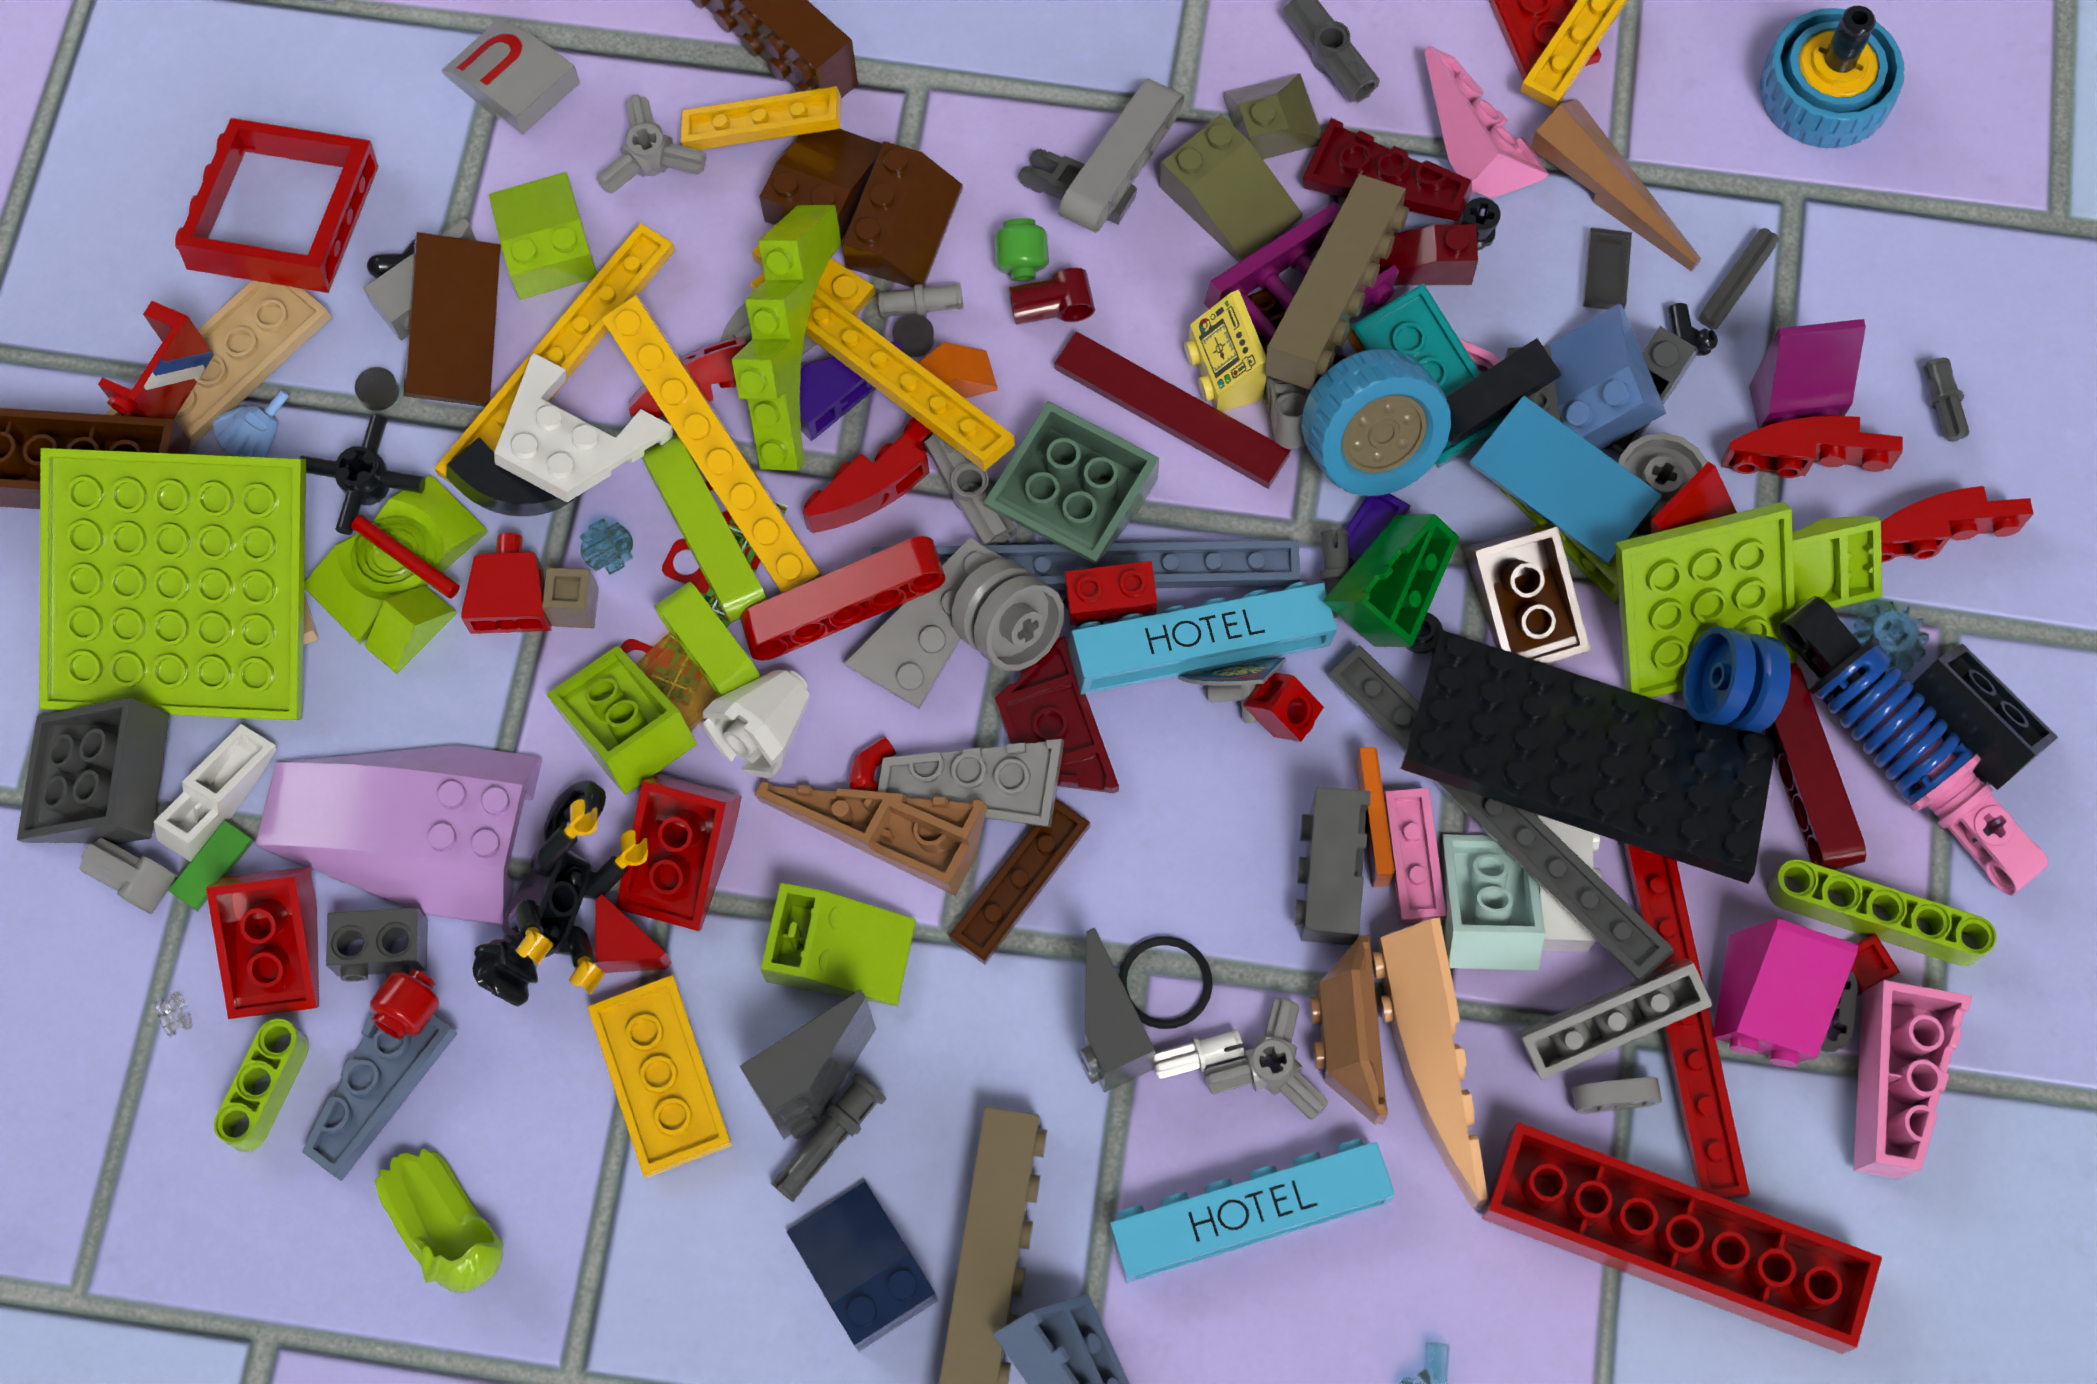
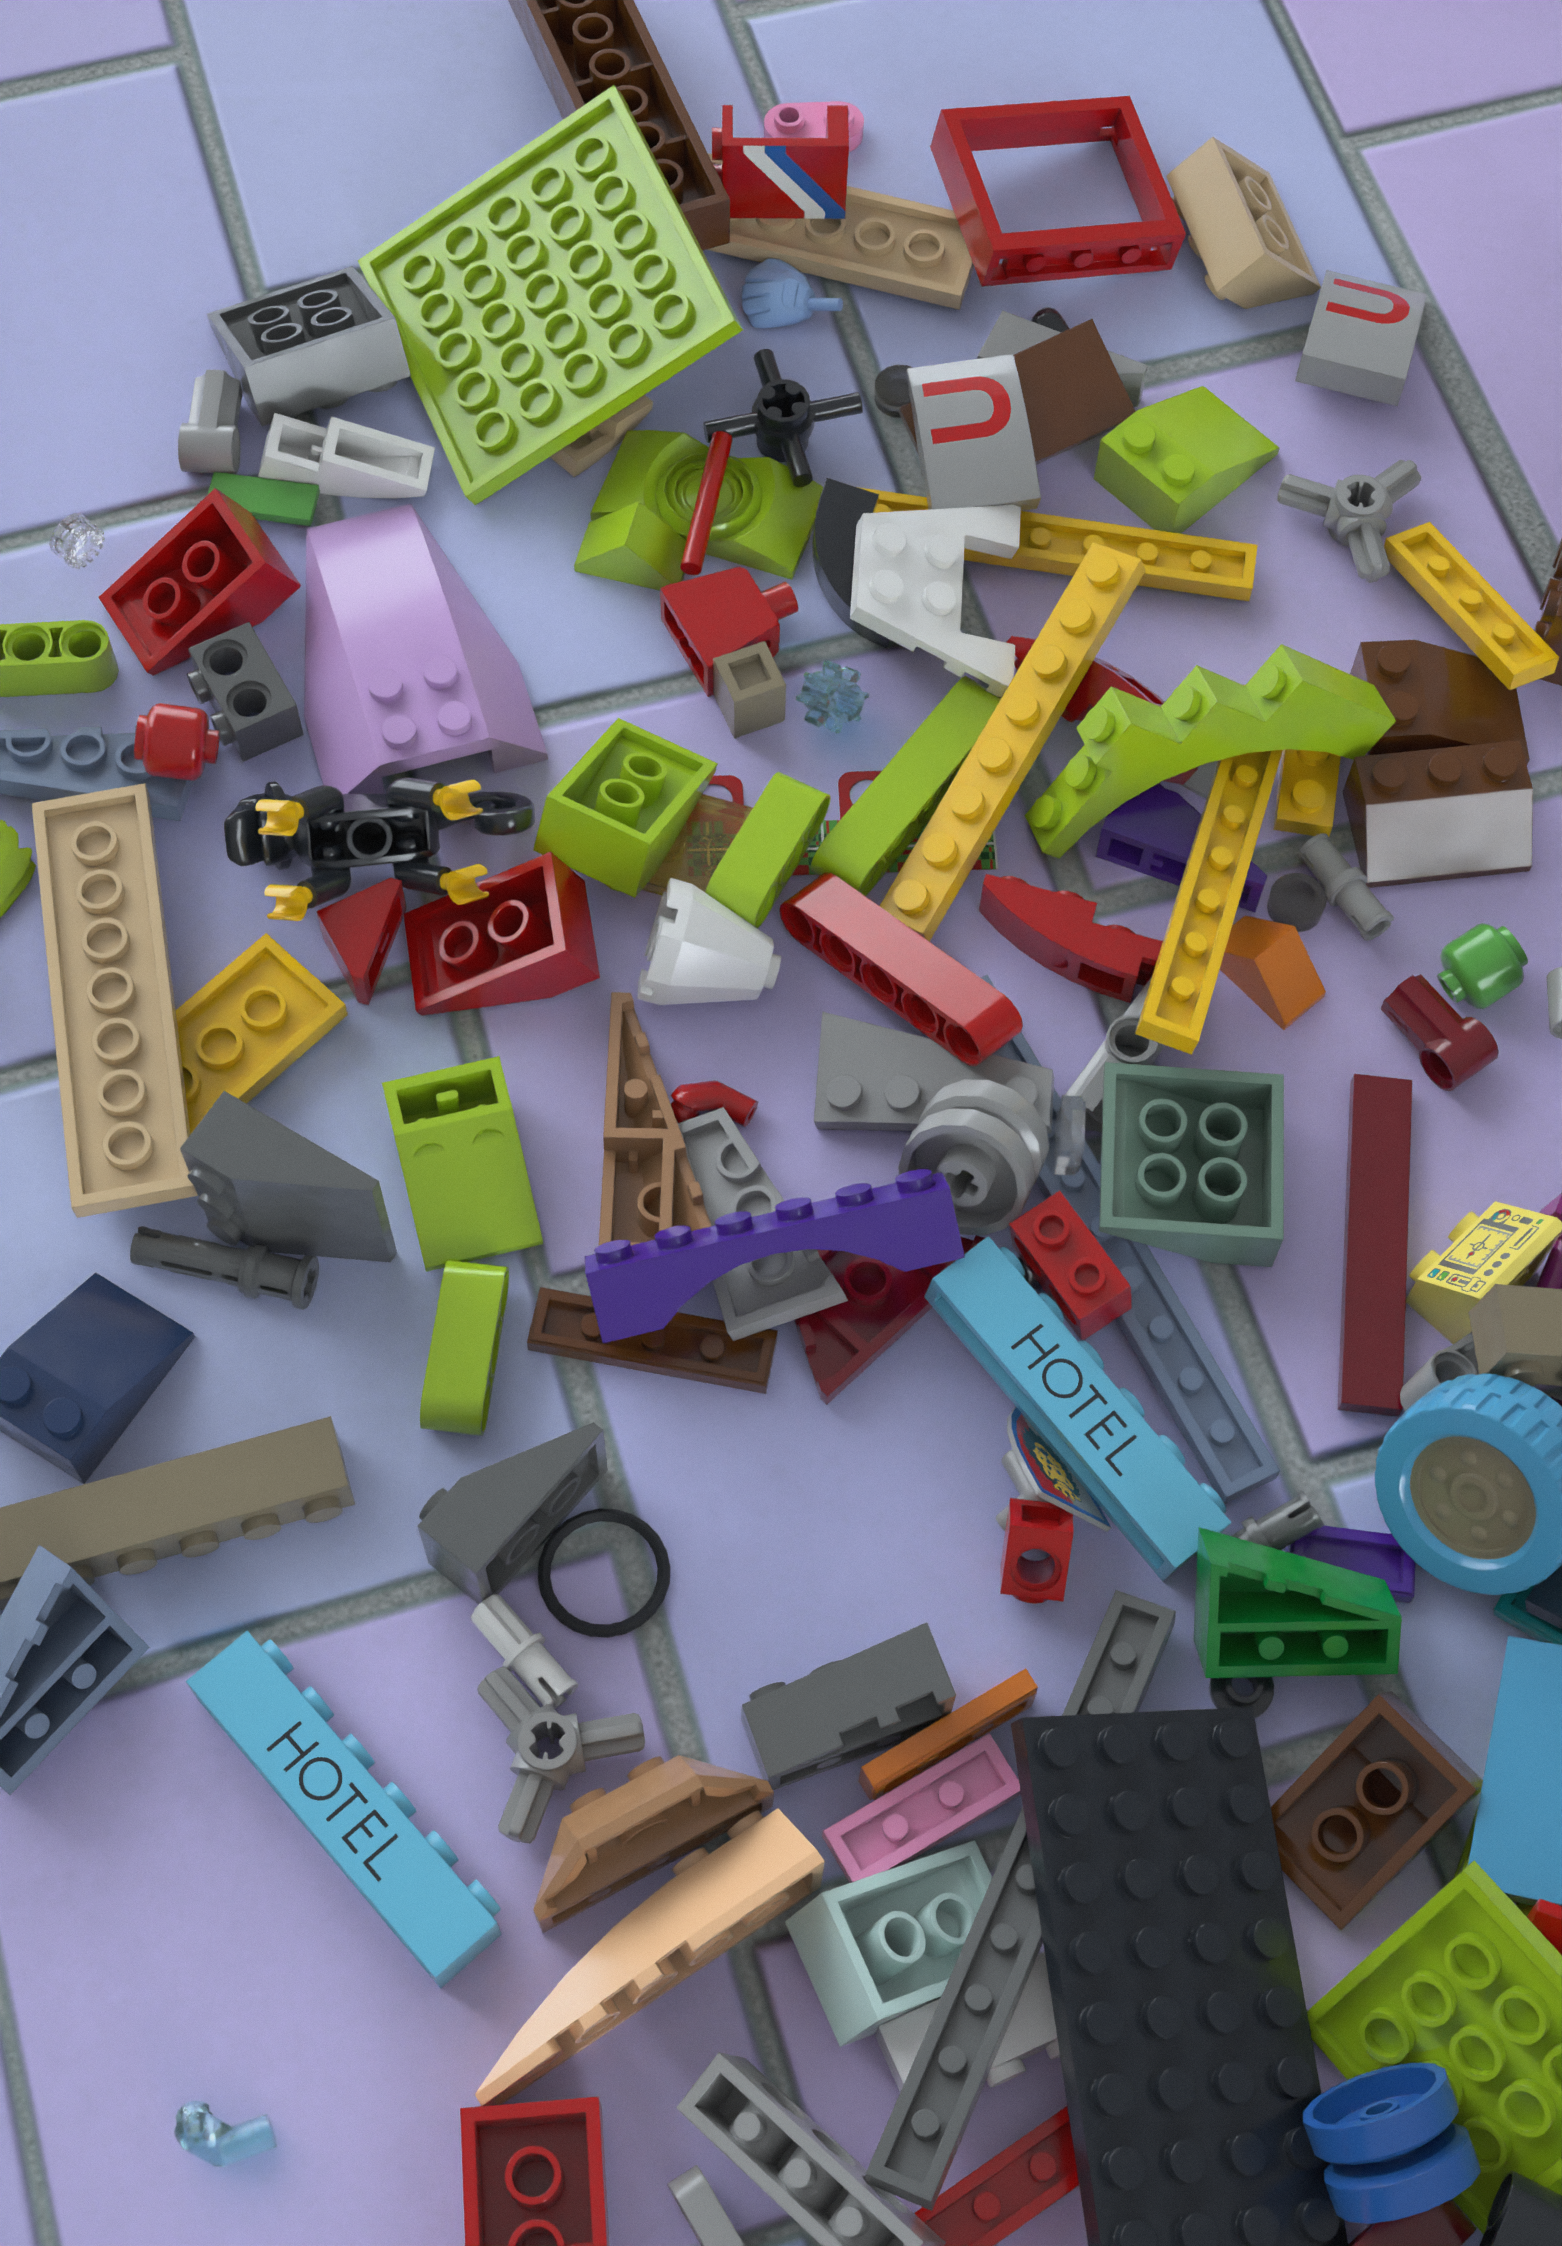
camera: 60 degrees right, 5 degrees down
(115, 338) = (809, 121): none -> bright pink plate
(379, 105) = (1240, 228): none -> tan slope
(461, 355) = (973, 434): none -> light grey slope
(586, 1131) = (112, 1001): none -> tan plate
(969, 1002) = (464, 1348): none -> lime beam
(994, 854) = (646, 1283): none -> dark purple arch
(1019, 549) = (1069, 1135): none -> clear tile

